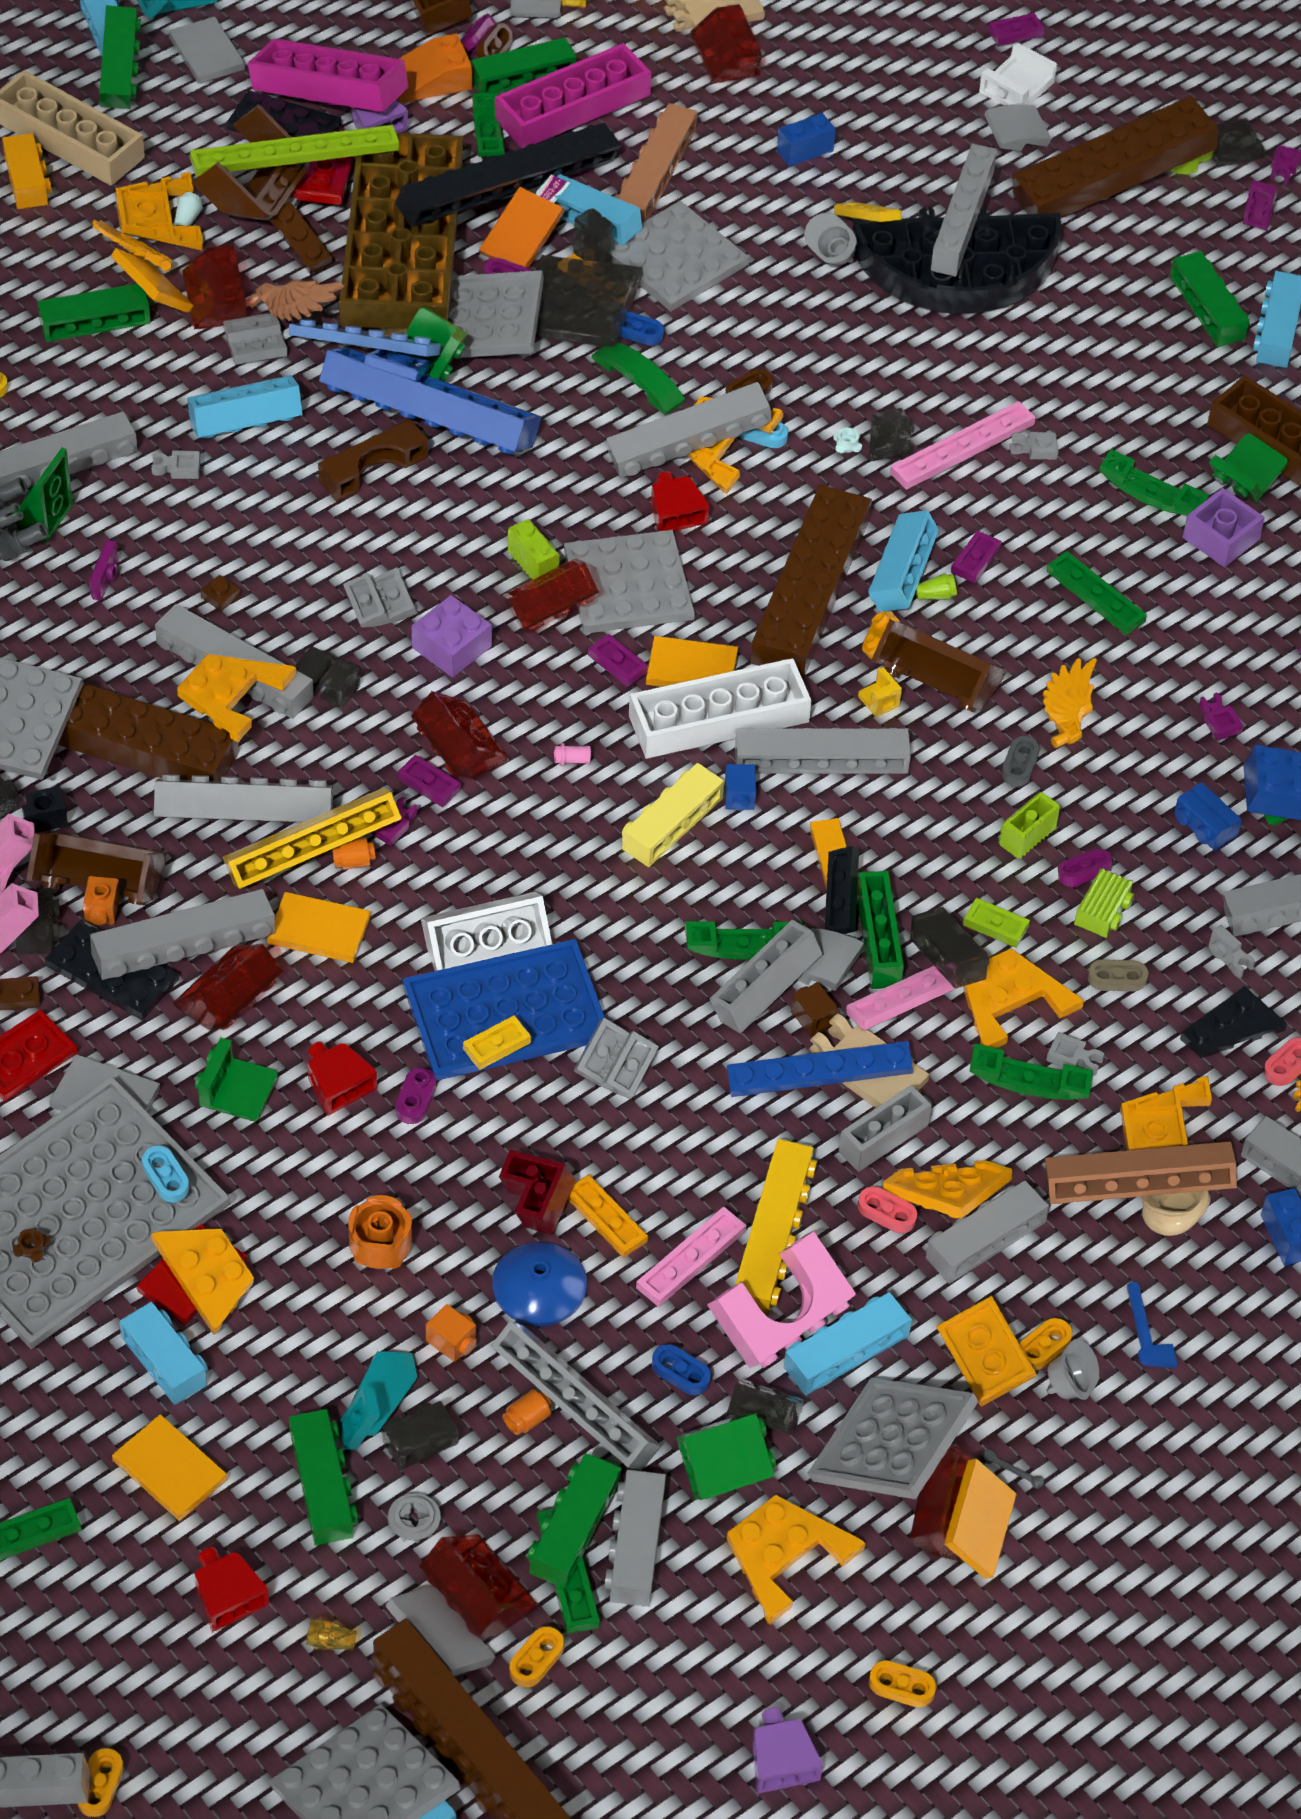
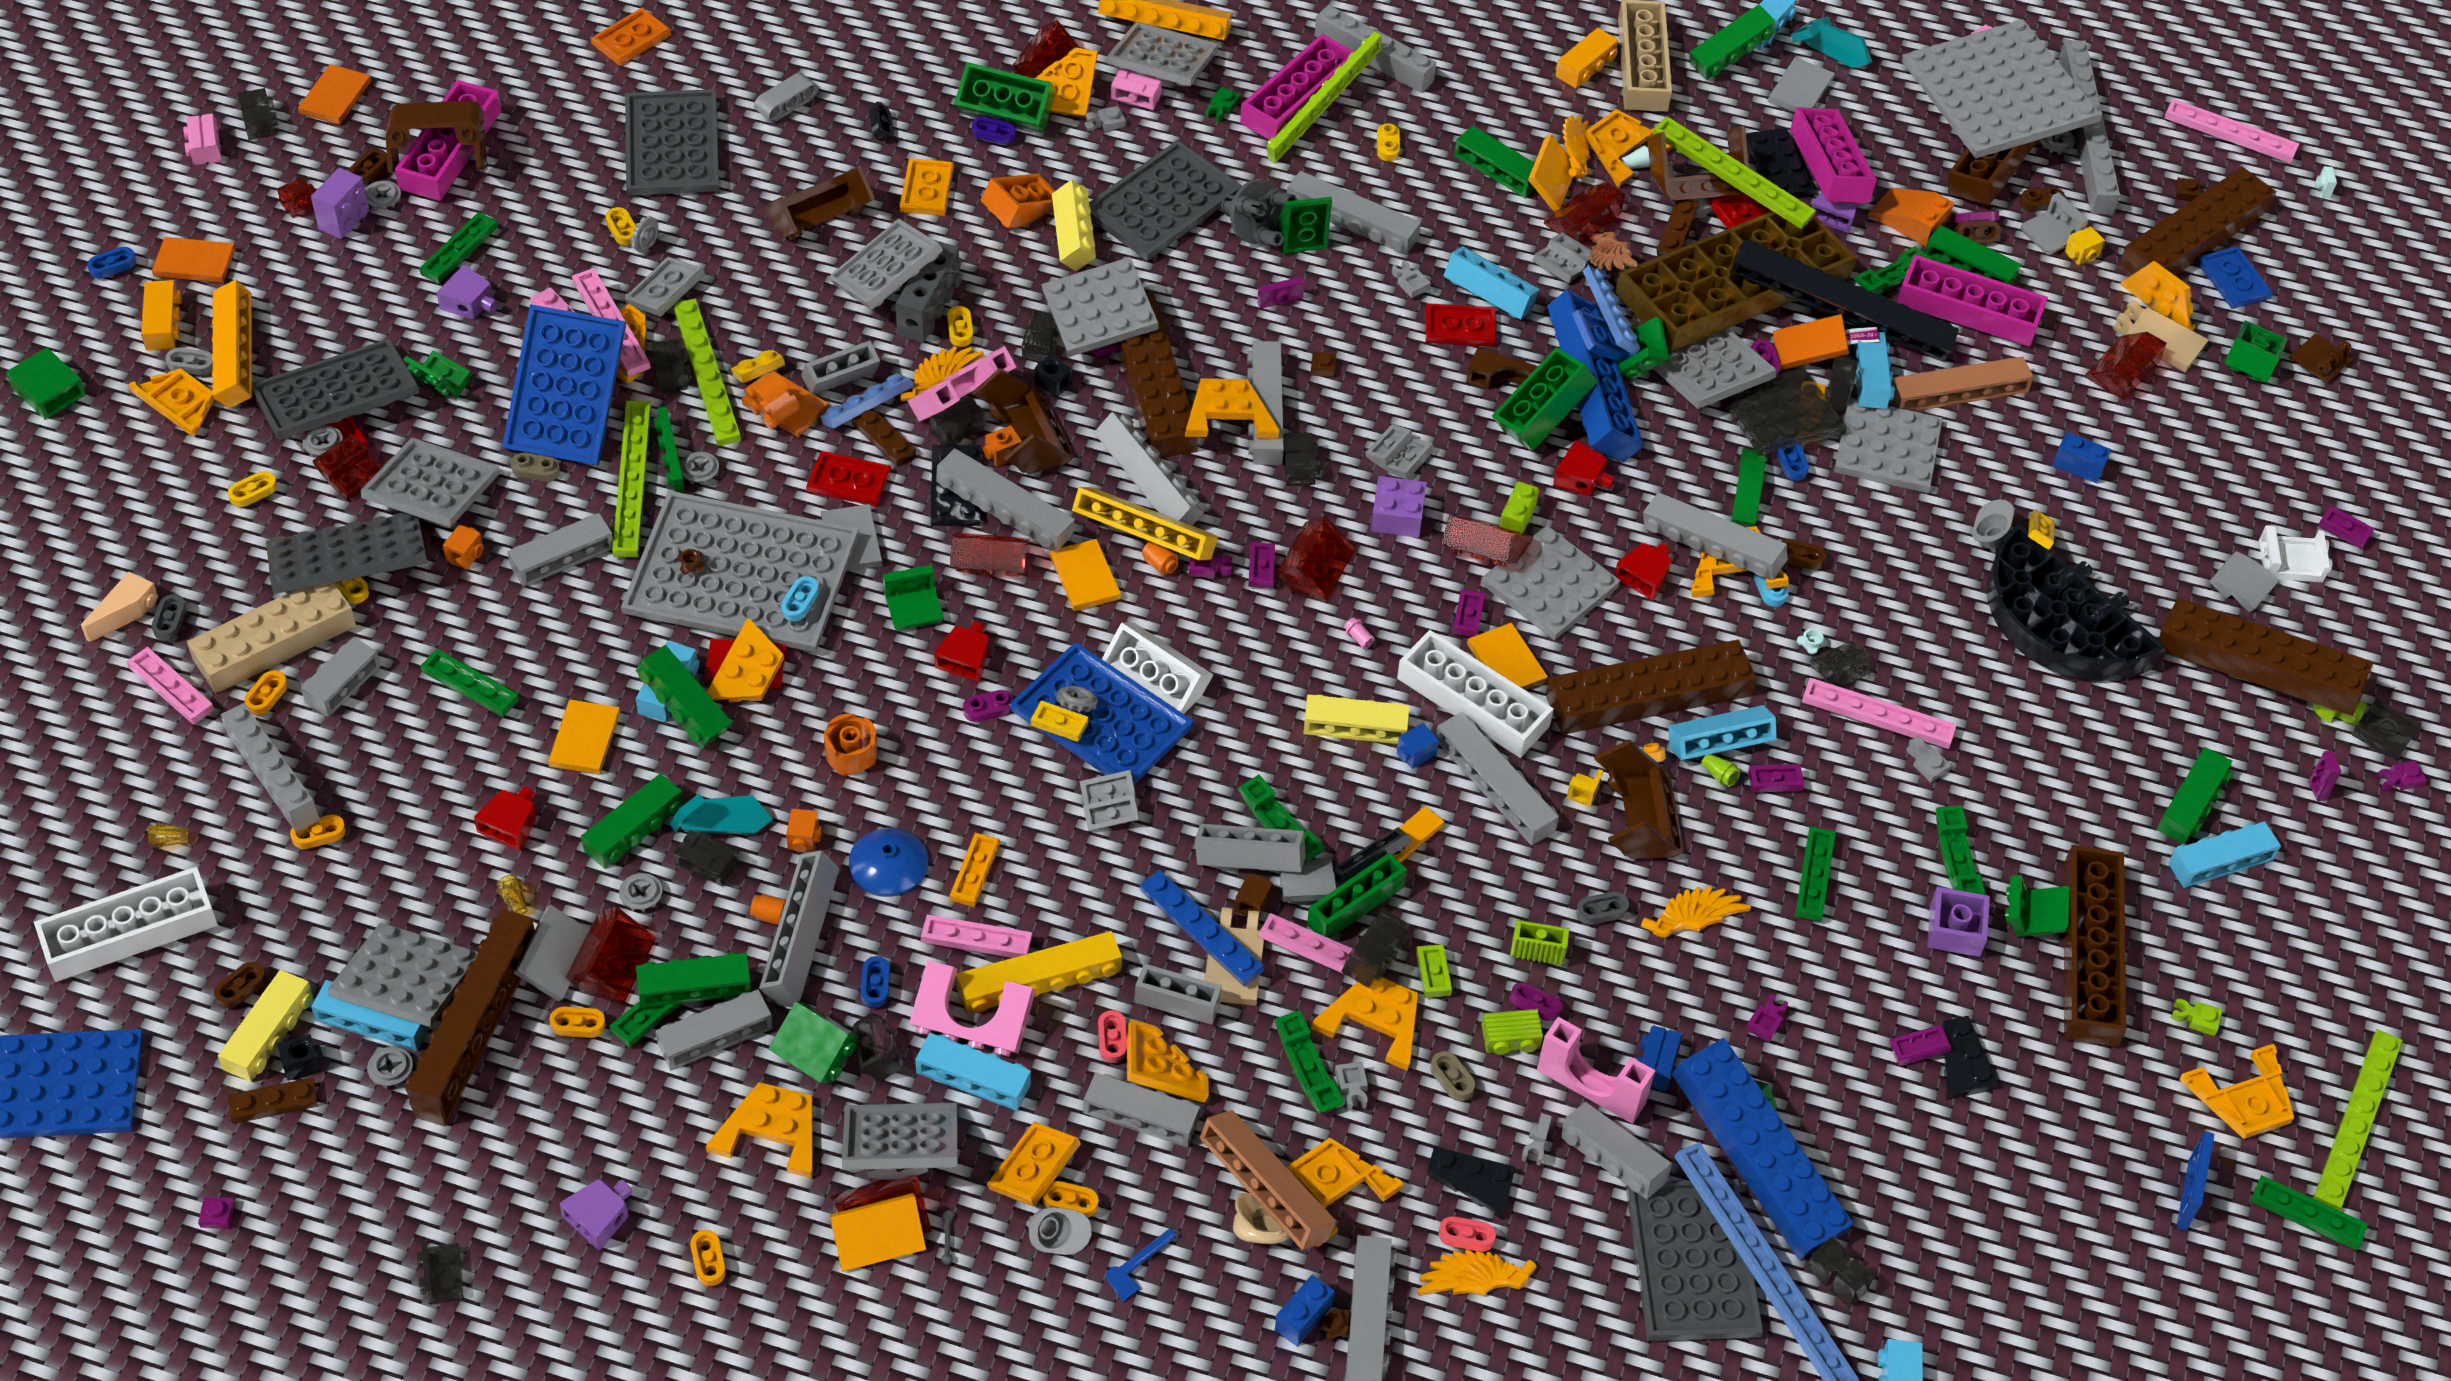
camera: 55 degrees right, 0 degrees up
(211, 1342) = (683, 696): none -> green brick
(265, 463) = (1460, 325): none -> red tile
(435, 448) = (1544, 398): none -> green brick
(484, 1012) = (1077, 698): none -> light grey gear
(524, 478) = (1582, 471): none -> red torso
(542, 1188) = (956, 816): dark red brick -> none
(963, 210) = (2094, 580): light grey brick -> none
(1170, 882) = (1564, 1063): none -> bright pink arch

